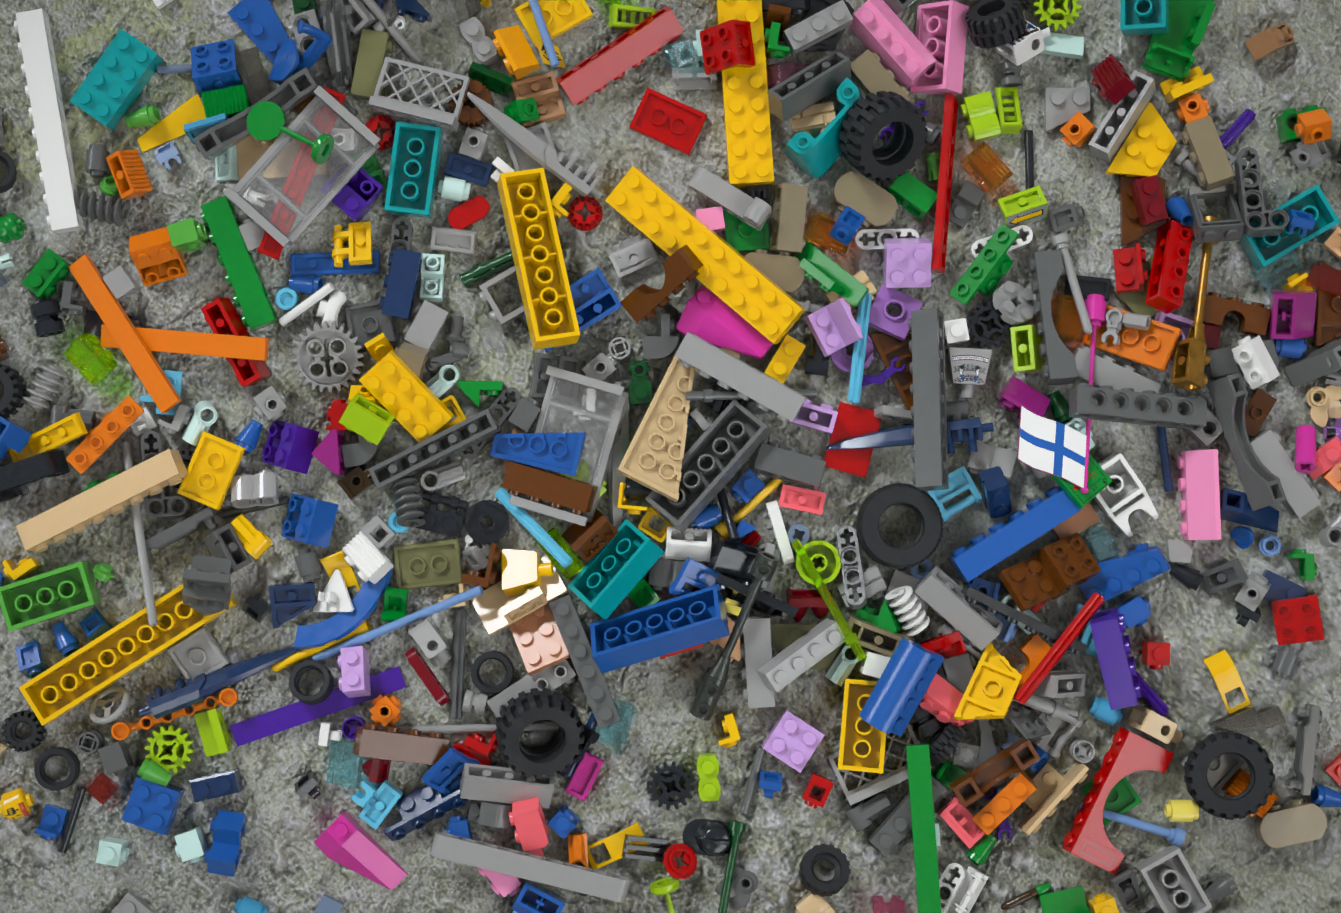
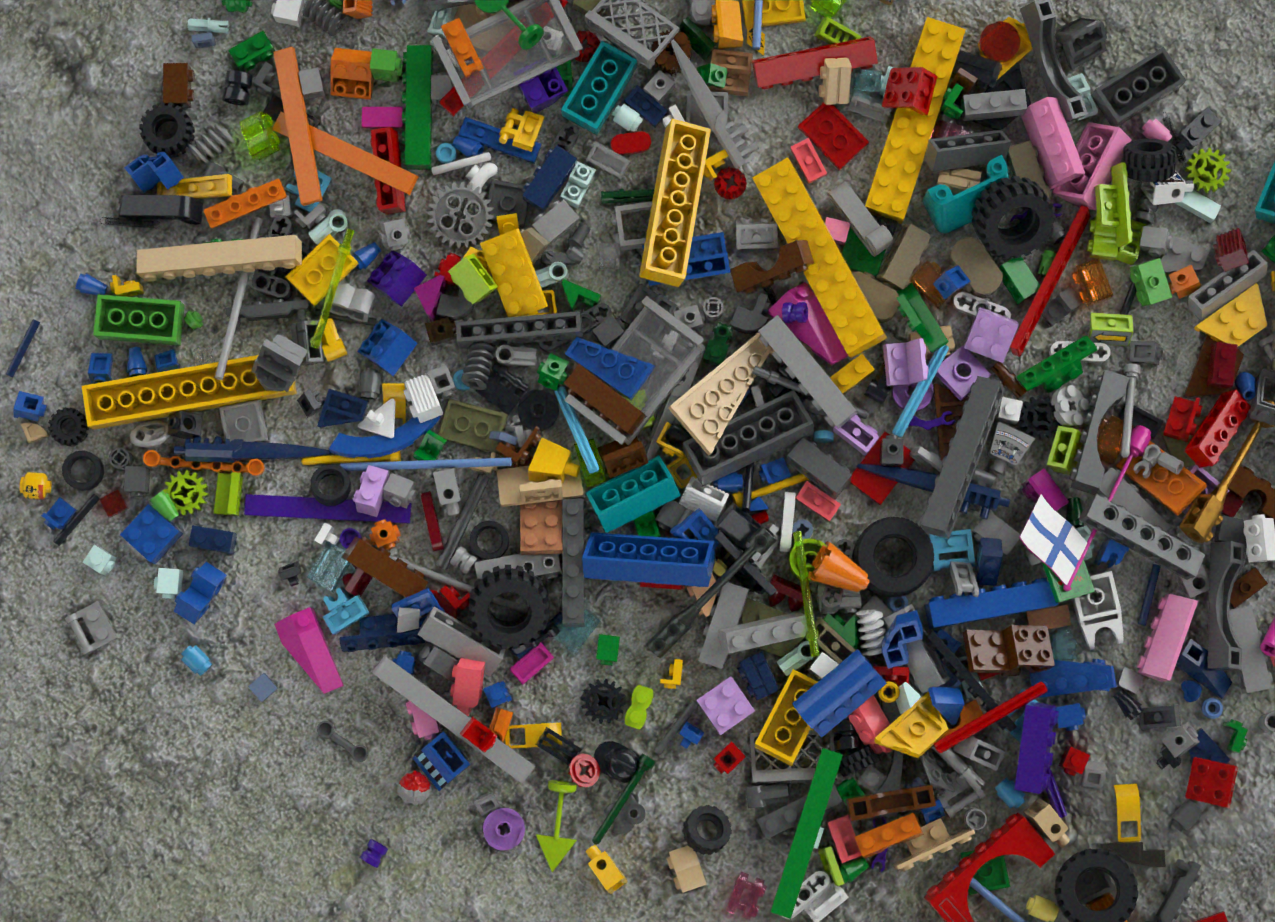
camera: 25 degrees right, 5 degrees down
(145, 677) = (184, 425): none -> black brick
(206, 288) = (382, 117): none -> dark pink tile
(225, 443) = (344, 250): none -> clear neon green bar
(256, 186) = (461, 46): none -> orange plate
(382, 660) = (399, 491): none -> light grey brick
(444, 786) = (408, 619): none -> light grey slope
(464, 565) = (503, 437): none -> sand blue tile
(486, 478) = (553, 372): none -> green brick
(562, 875) = (479, 735): none -> red bracket
(649, 67) = (836, 81): none -> tan brick
(654, 159) = (808, 160): none -> coral plate
(654, 732) = (607, 649): none -> green brick
(703, 322) = (795, 312): none -> dark purple wheel
(781, 432) = (823, 436): none -> medium azure tile
(813, 697) = (758, 675): none -> dark blue brick
(850, 564) = (837, 570): none -> orange cone
(855, 420) = (891, 451): none -> dark grey brick
(940, 598) = (903, 630): none -> blue brick
(942, 300) = (1008, 379): none -> reddish brown pin
(955, 665) = (893, 695): none -> yellow cone
(959, 854) = (830, 865): none -> lime tile
(968, 663) = (907, 697): none -> light aqua slope
(977, 520) = (963, 578): none -> light grey hinge
(979, 82) = (1113, 205): none -> lime bracket
(1010, 649) = (947, 702): none -> blue slope
(1033, 100) = (1155, 241): none -> light grey brick
(1044, 144) = (1150, 282): none -> bright green brick
(1109, 433) = (1110, 552): none -> blue hinge
(1180, 658) = (1093, 774): none -> light grey slope

